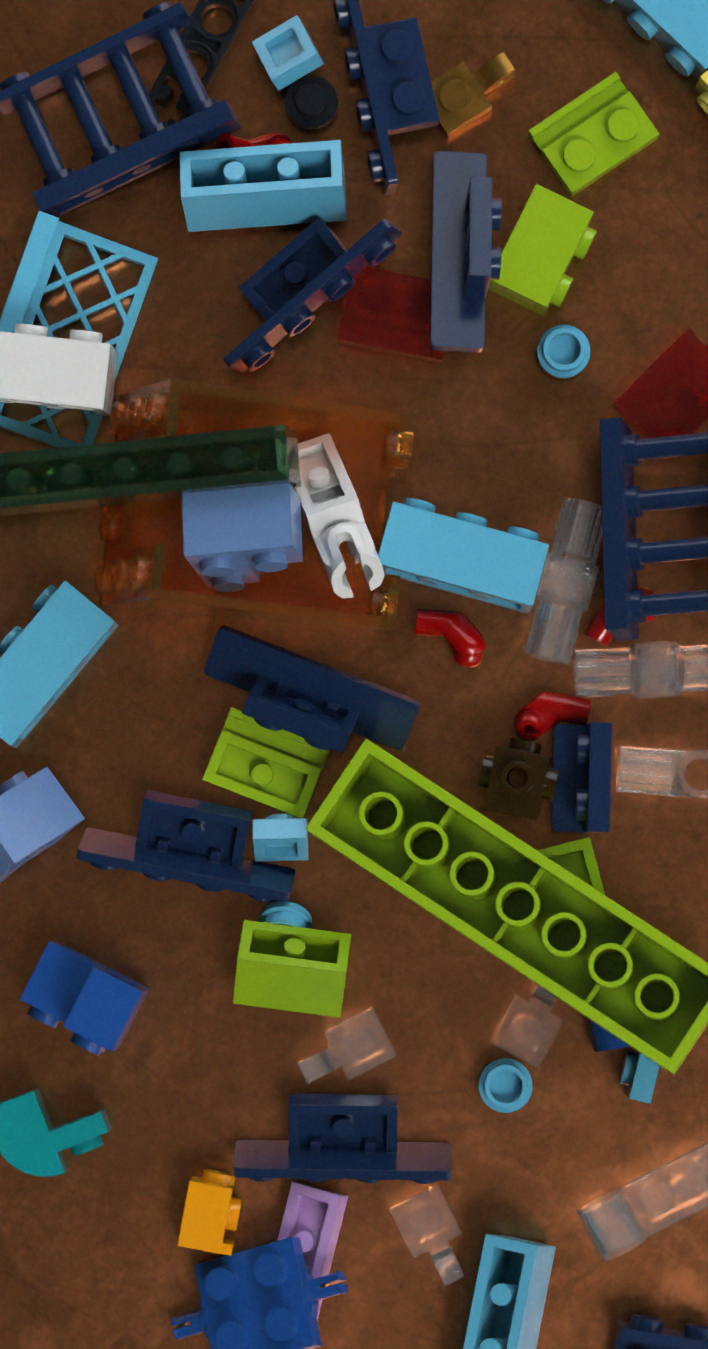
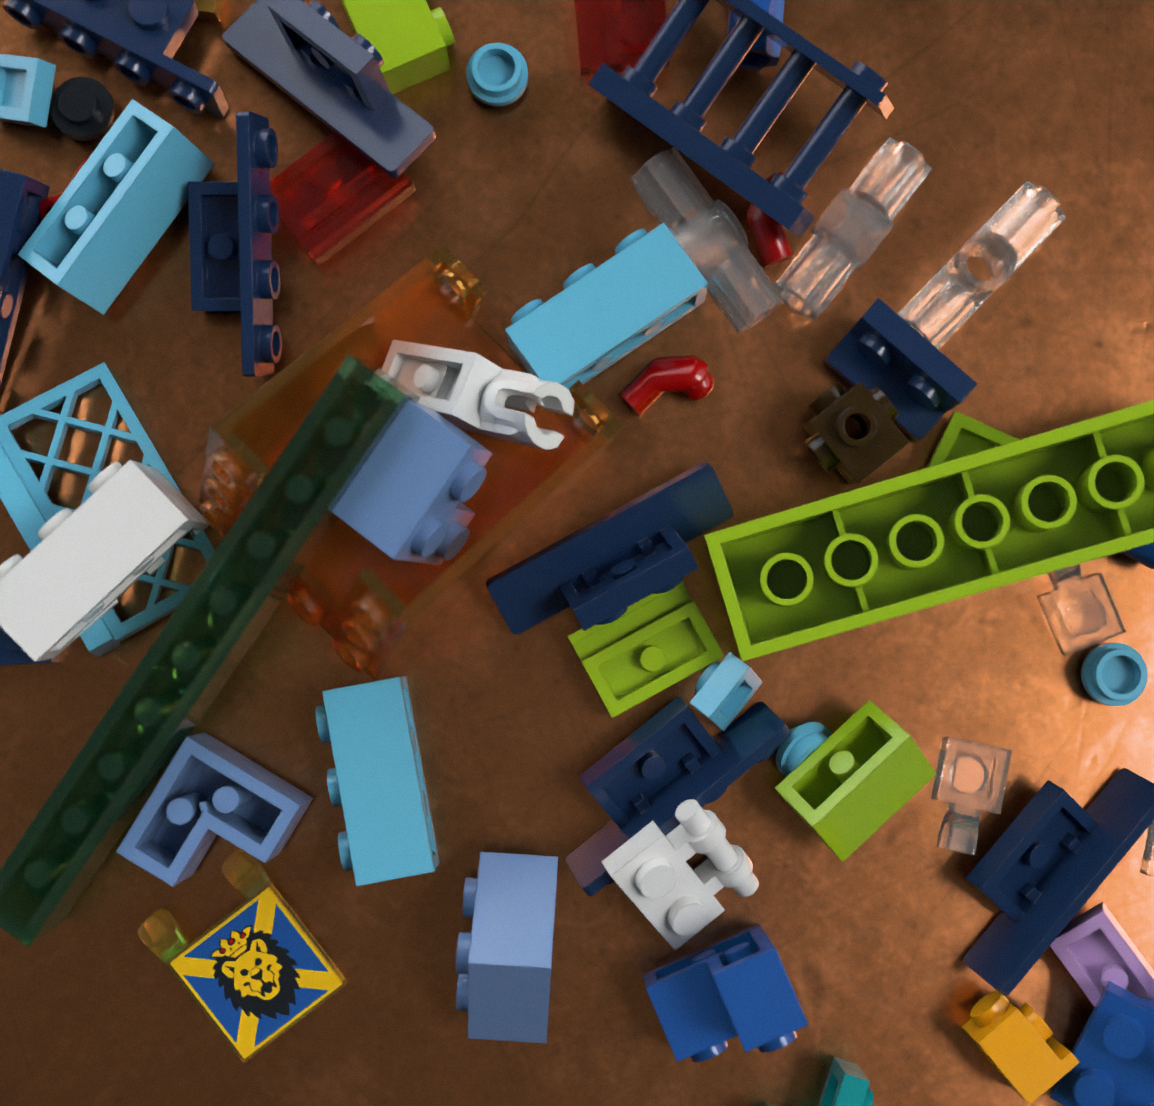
camera: 55 degrees left, 0 degrees up
(123, 904) = (664, 885): none -> white plate
(547, 710) = (806, 355): red arm -> none

